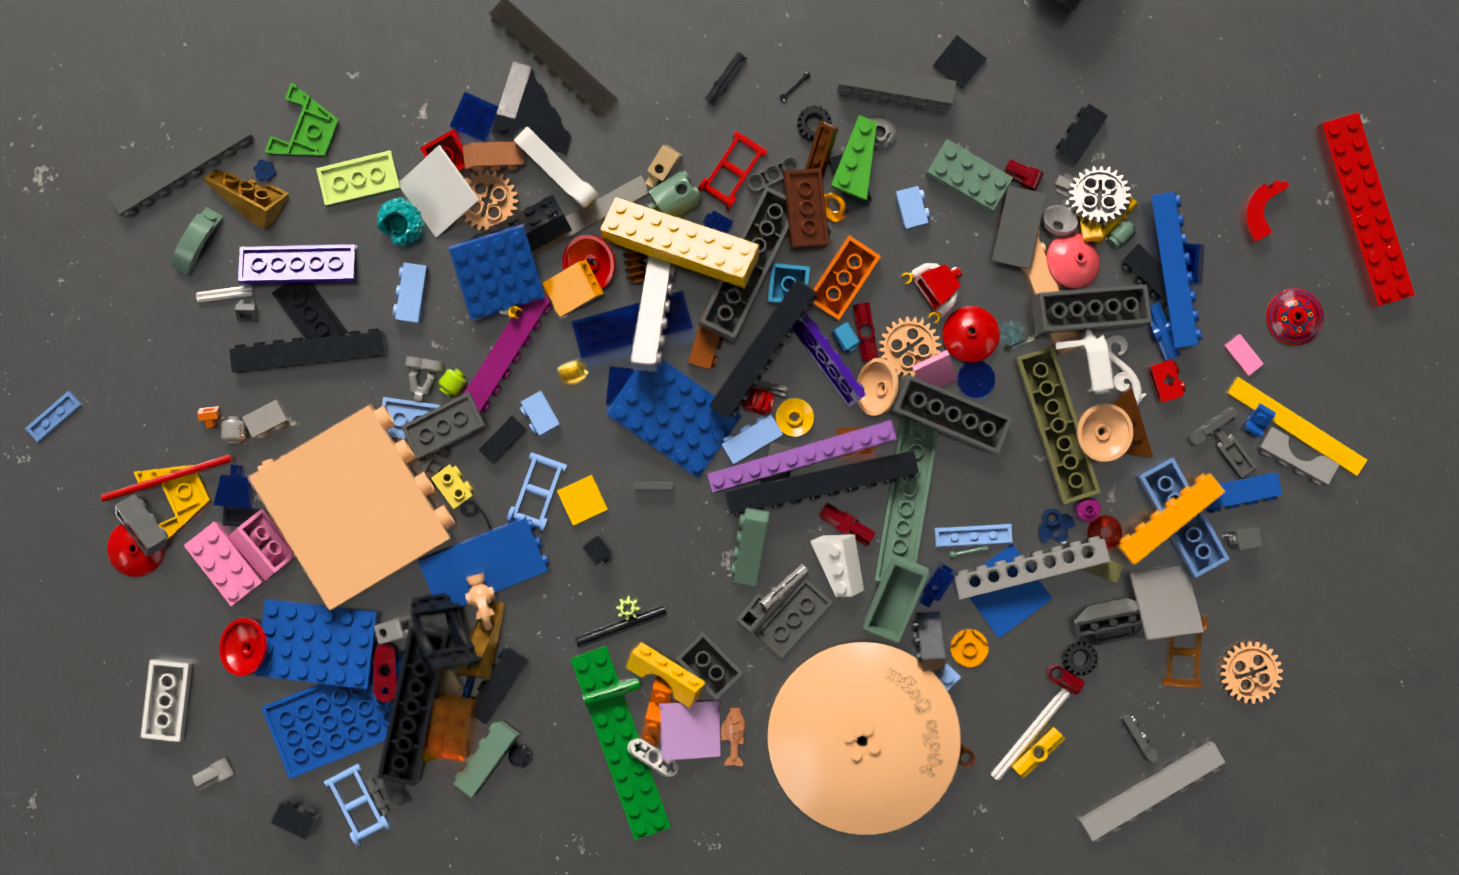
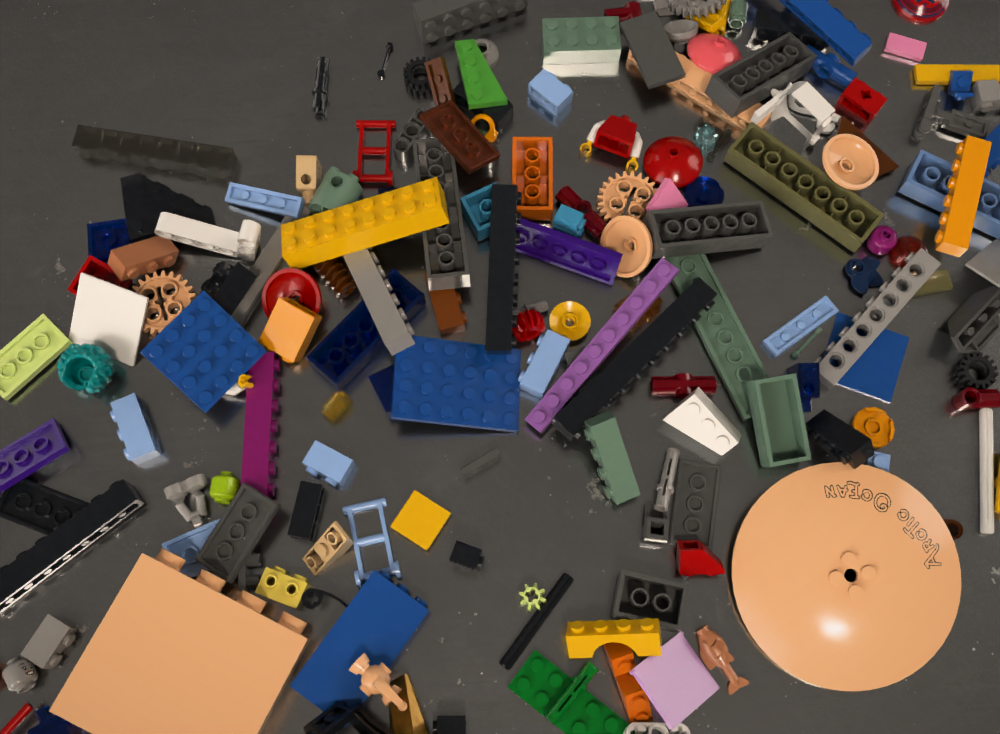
camera: 30 degrees left, 15 degrees down
(501, 479) = (328, 548): none -> tan slope
(617, 160) = (264, 200): none -> light blue plate
(766, 659) = (696, 558): none -> red slope

